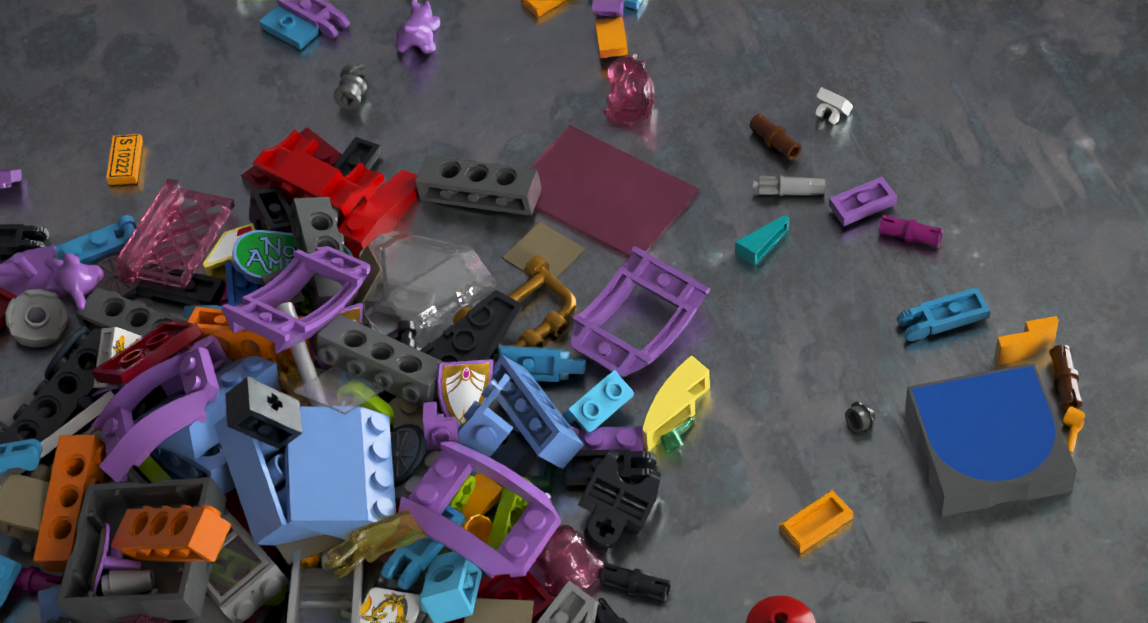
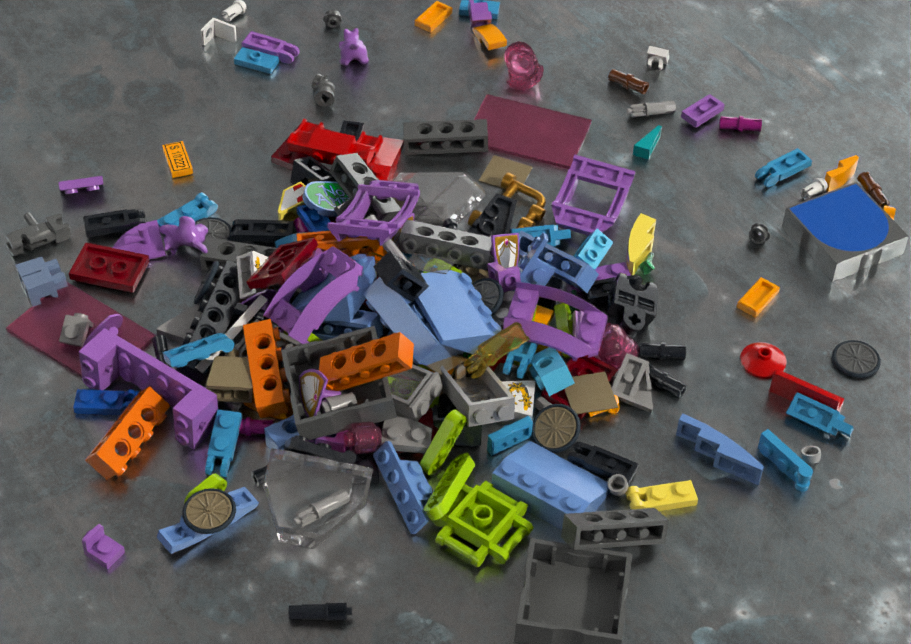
camera: 25 degrees left, 5 degrees down
(40, 333) = (163, 276): light grey tile -> none
(154, 229) = (229, 198): clear pink fence -> none
(975, 358) = (818, 186): none -> white pin

